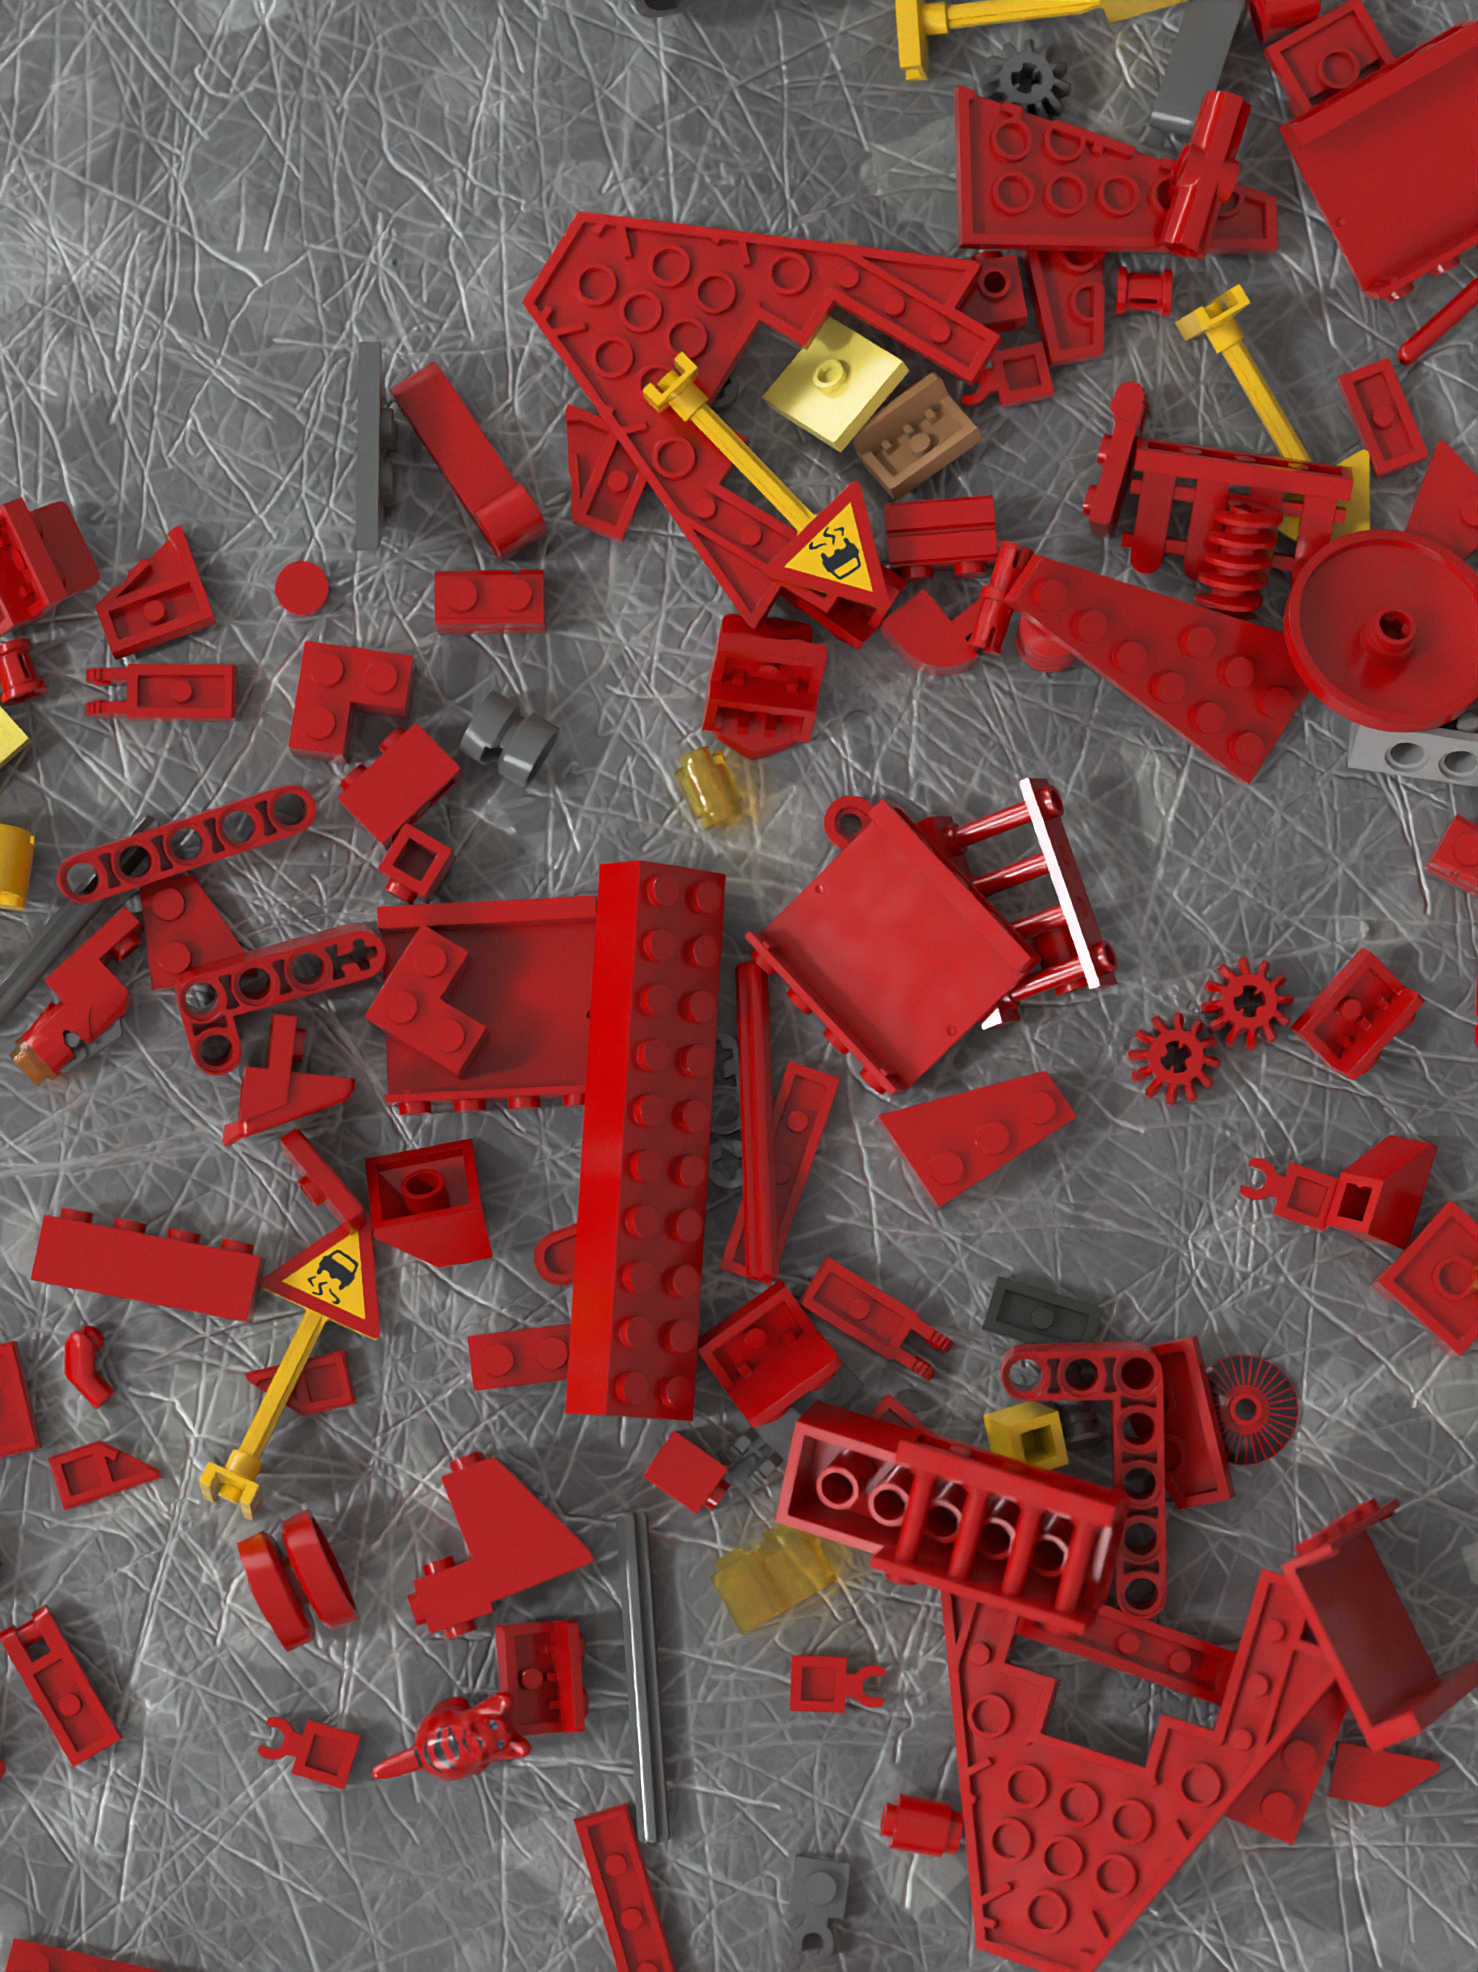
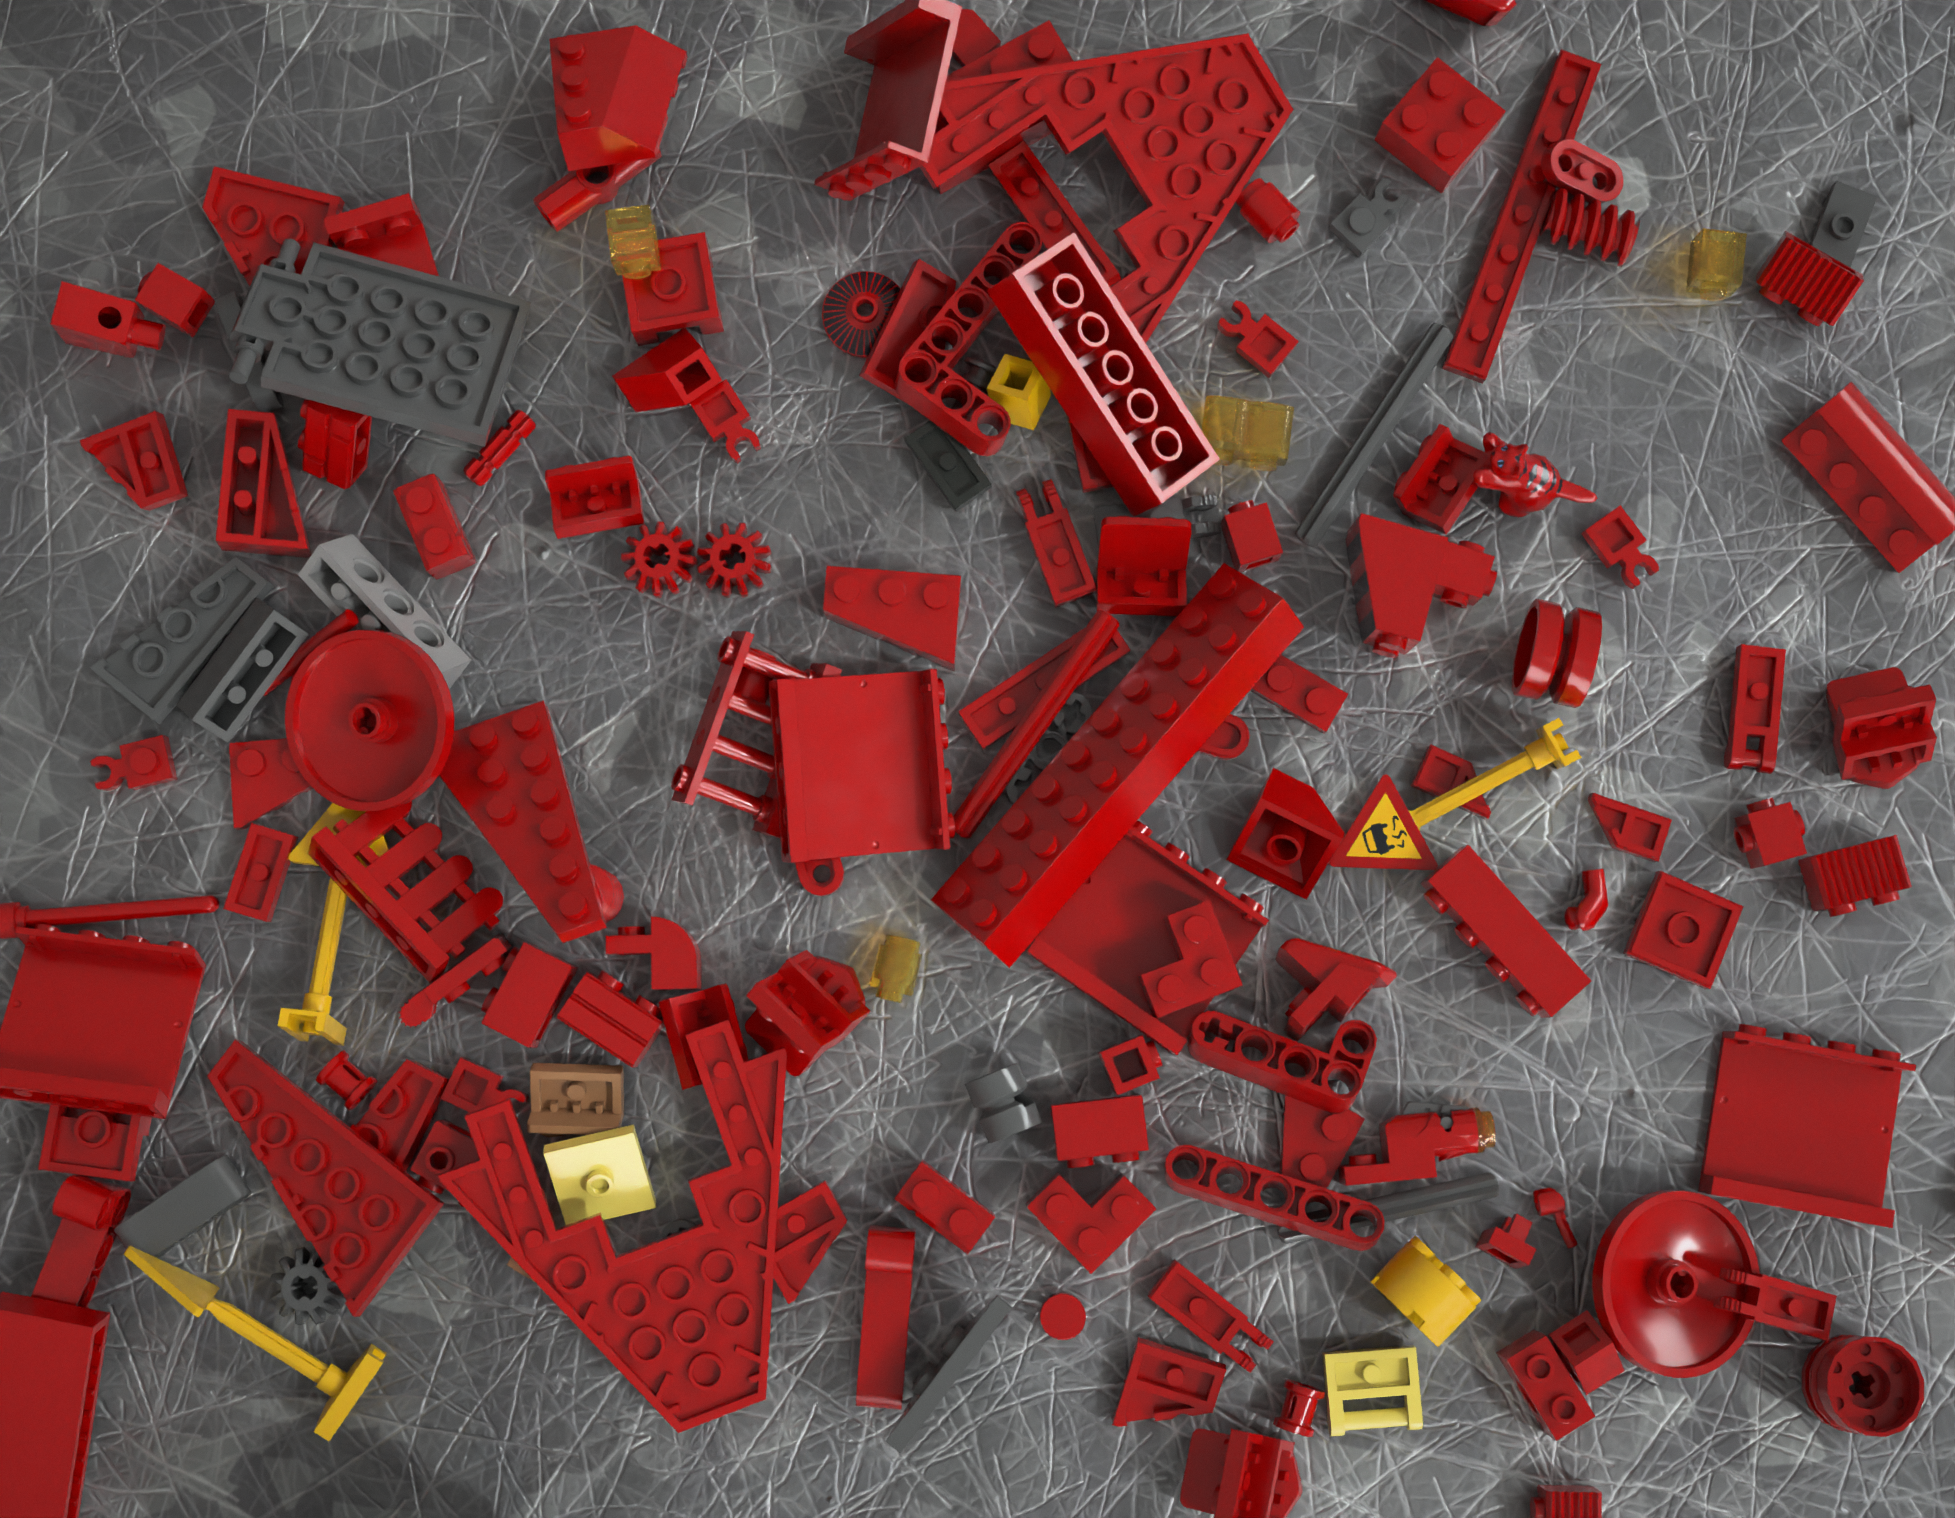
camera: 145 degrees left, 0 degrees up
(321, 1183) = (1349, 902): red plate -> none
(831, 548) = (691, 1059): yellow piece -> none
(994, 612) = (606, 941): red pin -> none
(1036, 1494) = (1055, 349): red fence -> none
(1037, 497) = (528, 994): none -> red brick
(1205, 174) = (239, 1124): red piece -> none
(1240, 559) = (427, 845): red piece -> none

